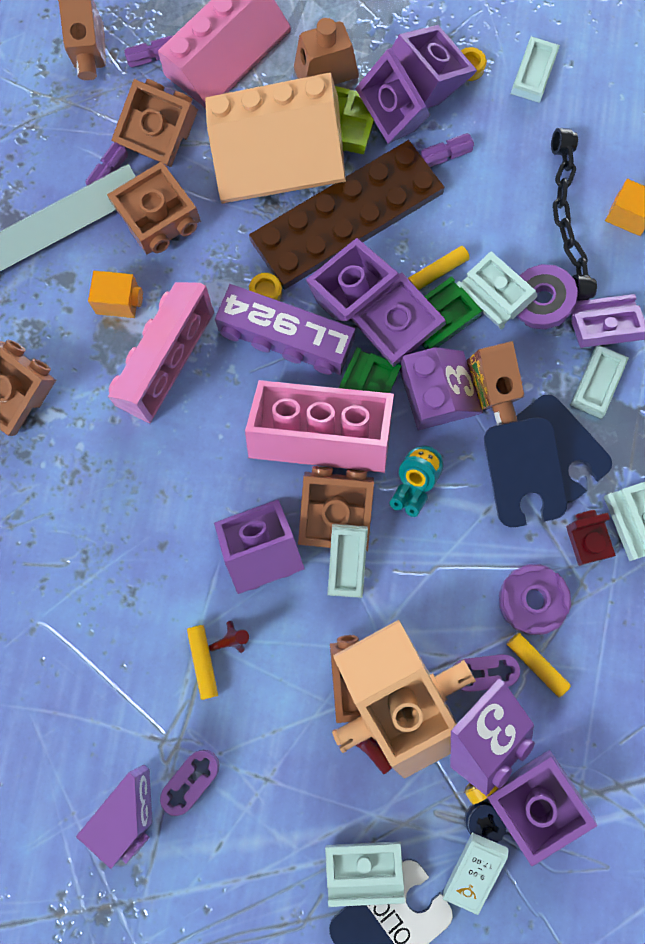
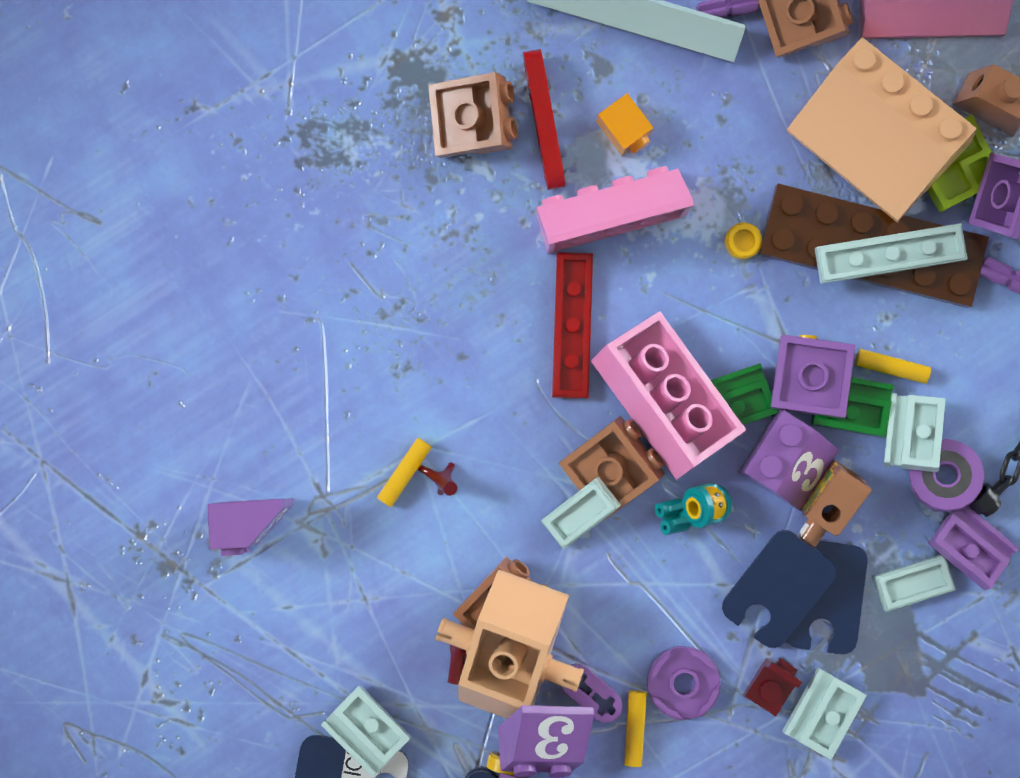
camera: 45 degrees right, 10 degrees up
(58, 342) = (544, 119): none -> red beam
(155, 208) = (727, 86): nougat plate -> none
(196, 787) = (311, 535): medium lavender beam -> none
(214, 450) = (572, 325): none -> red tile
(258, 546) = (529, 433): medium lavender slope -> none
(284, 330) = (721, 290): medium lavender brick -> none
(350, 280) = (810, 311): medium lavender slope -> none
(362, 200) = (891, 253): none -> light aqua tile

